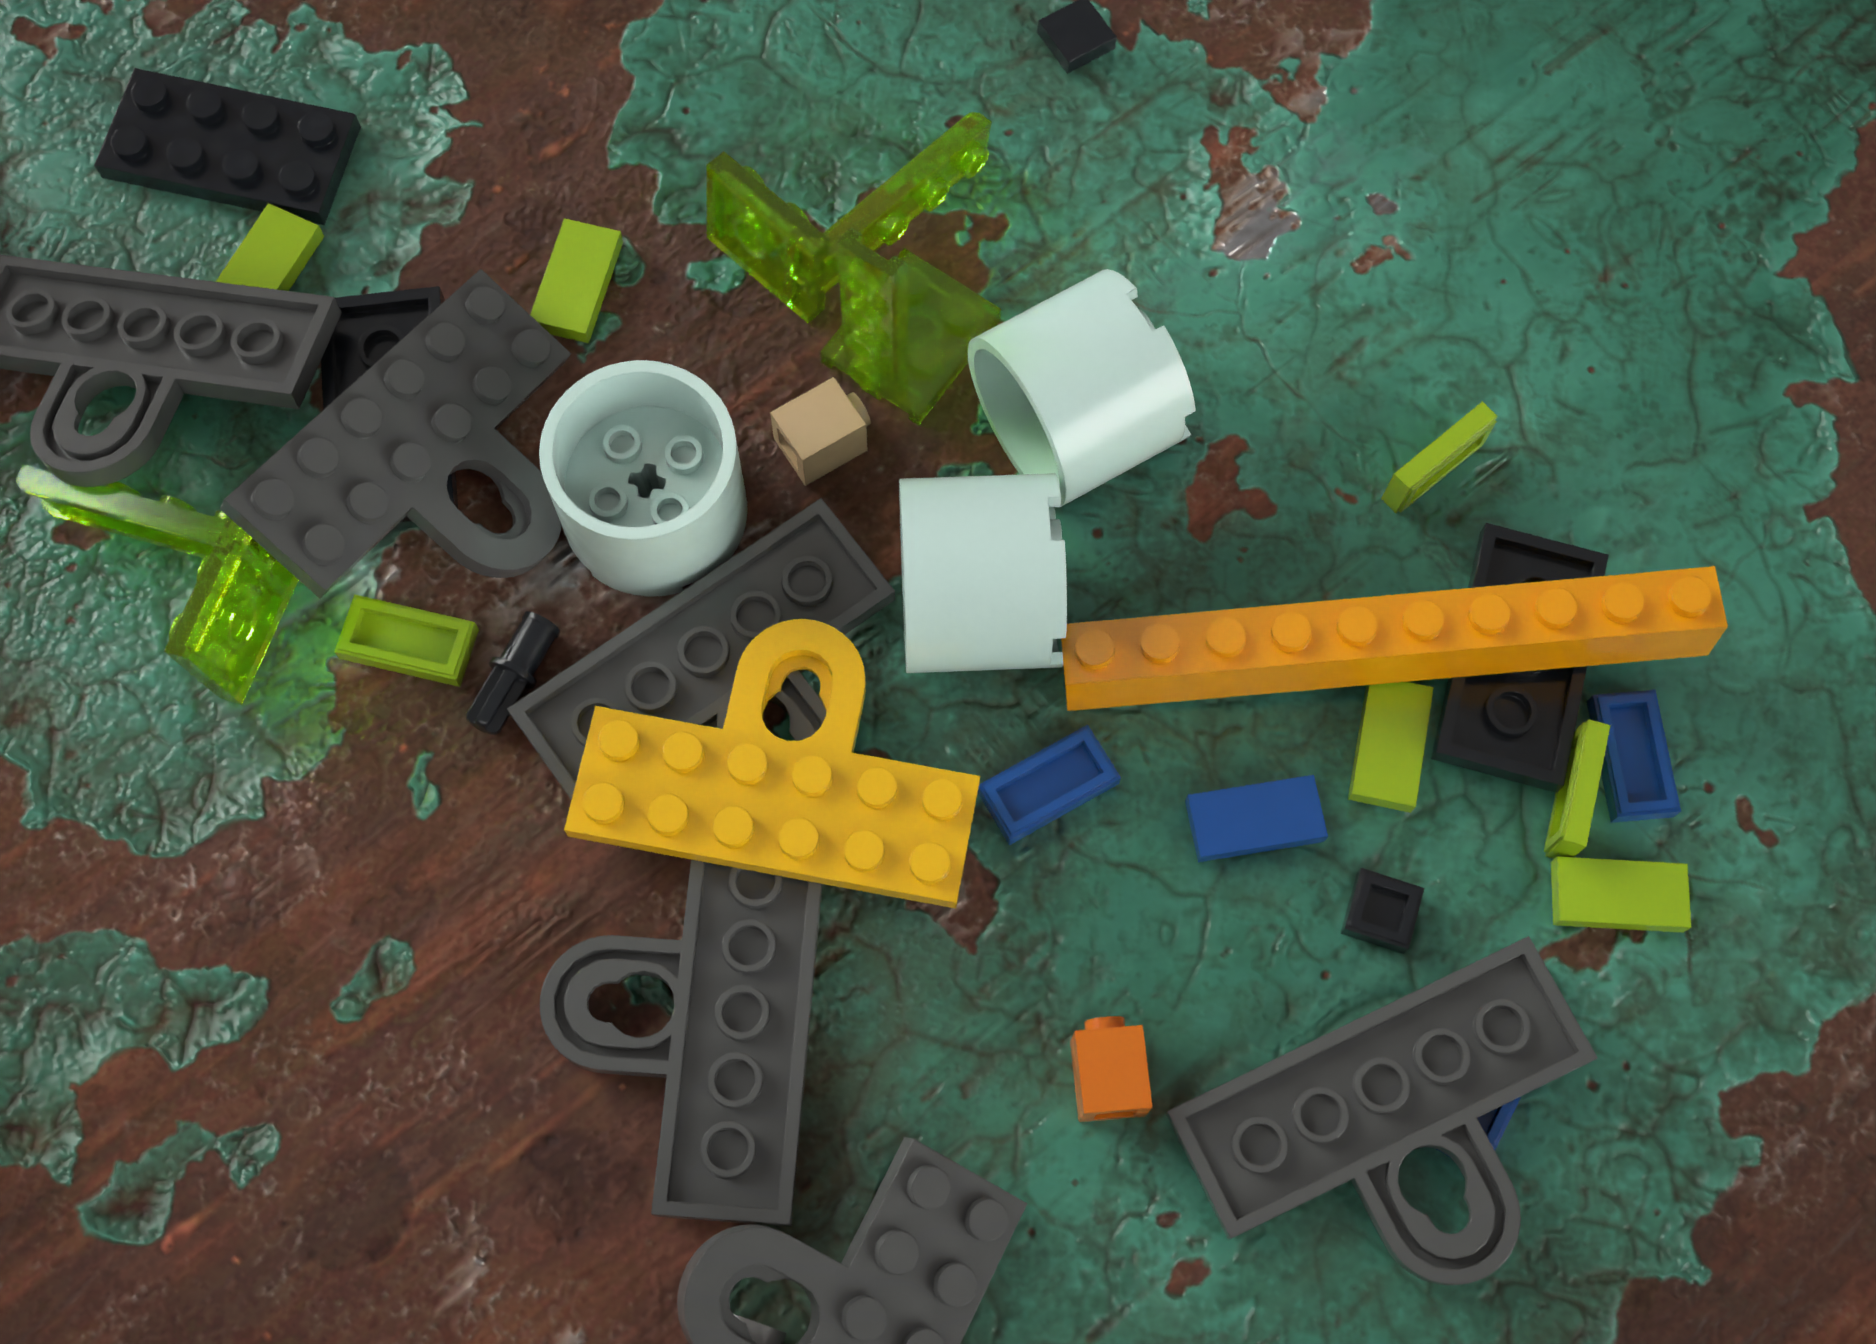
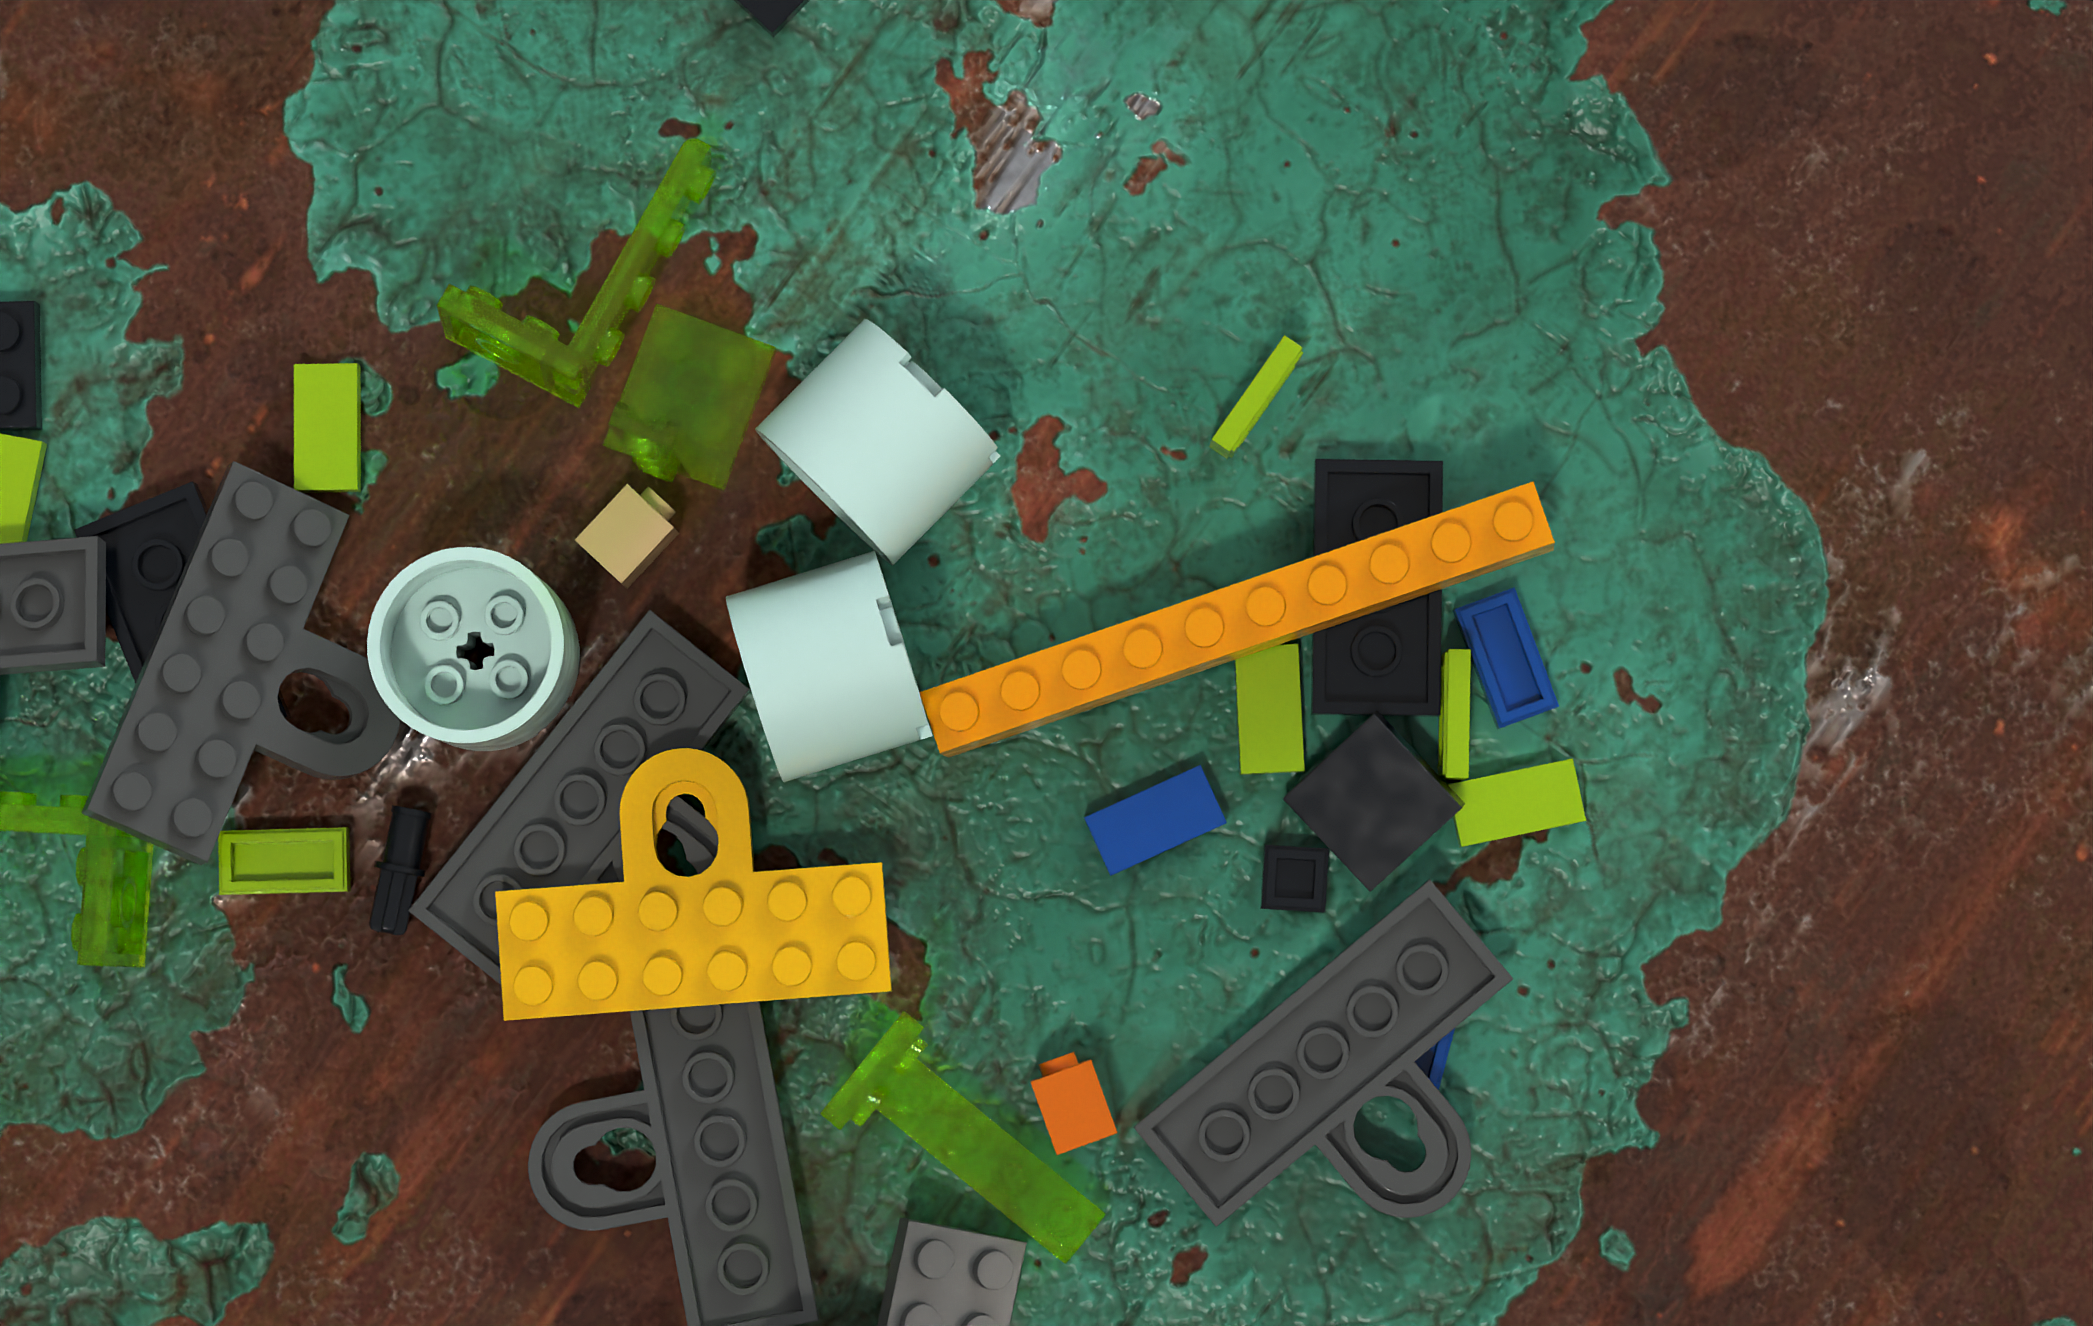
camera: 15 degrees left, 15 degrees up
(928, 992) = (963, 1139): none -> clear neon green bracket
(1048, 784) = (949, 839): blue tile -> none
(1481, 851) = (1373, 801): none -> black tile

